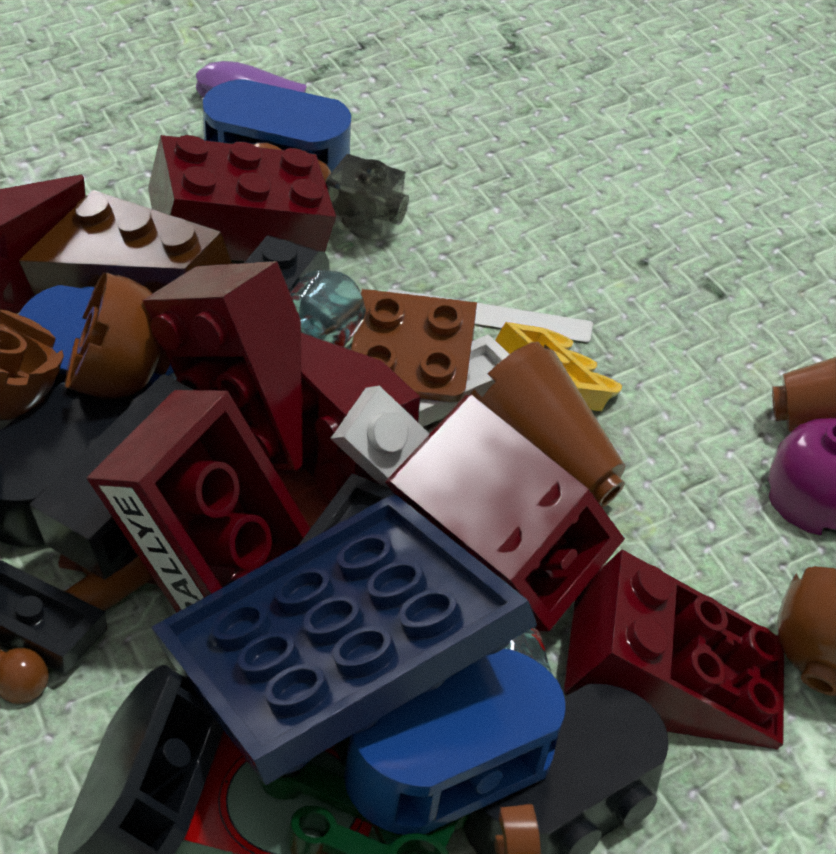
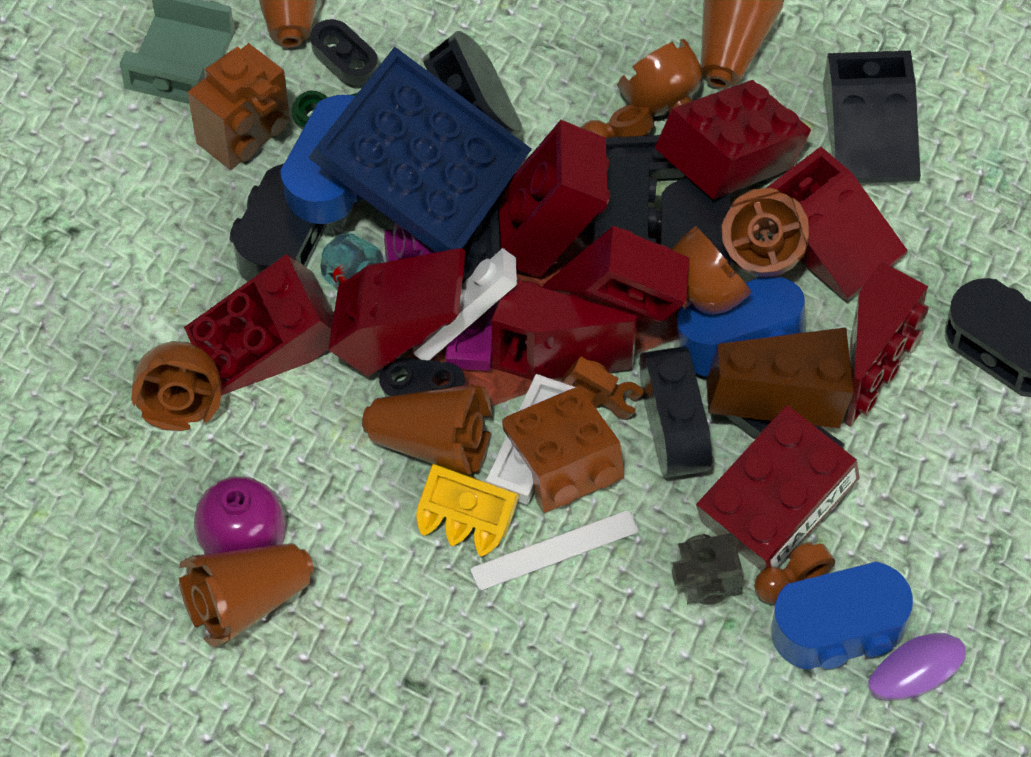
camera: 150 degrees right, 15 degrees up
(329, 306) = (626, 404): clear light blue head -> none

